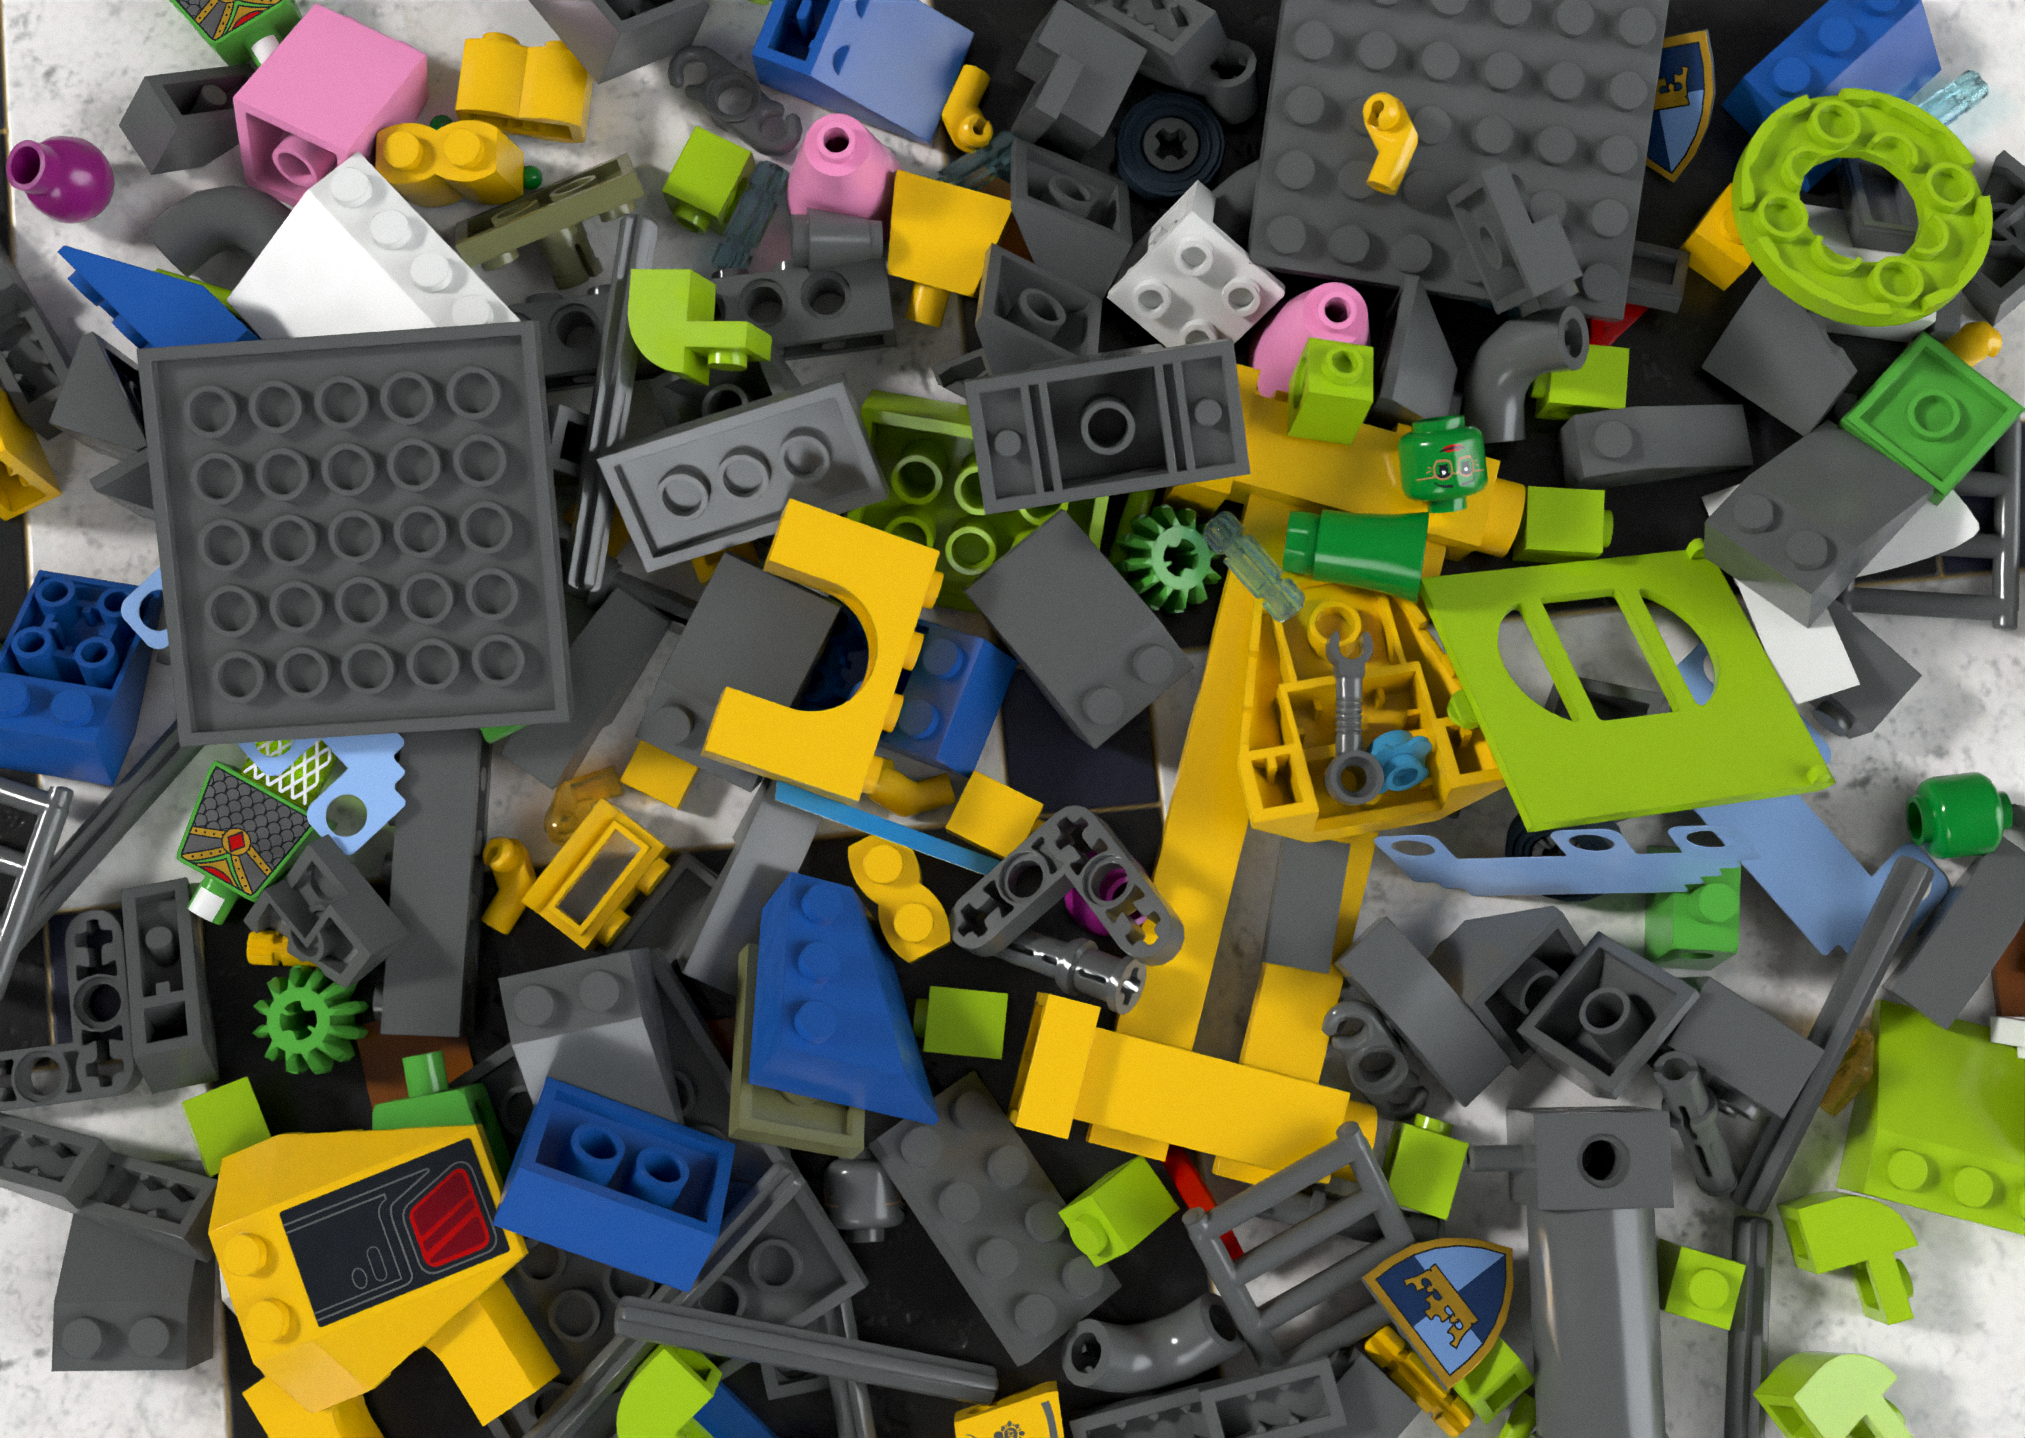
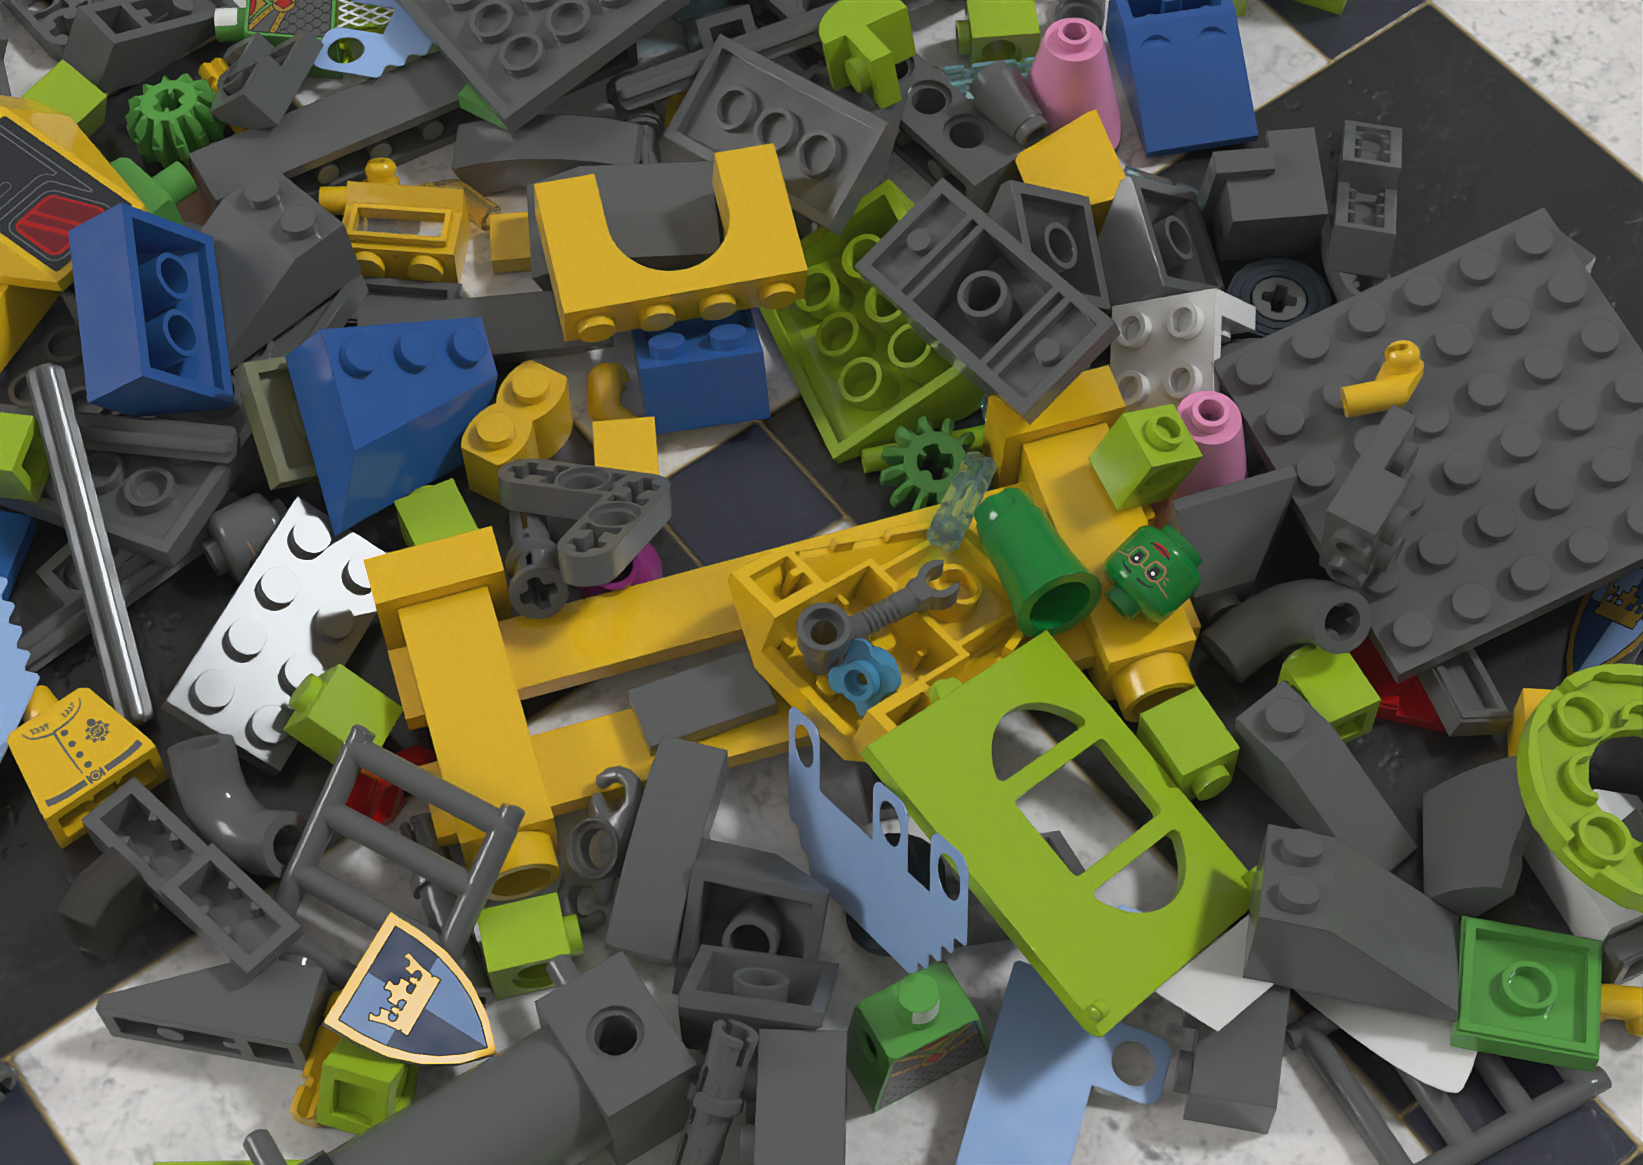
camera: 60 degrees right, 25 degrees down
(884, 828) = (558, 363): dark azure sticker -> none
(961, 112) = (1189, 162): yellow arm -> none
(1078, 629) = (821, 428): dark grey slope -> none

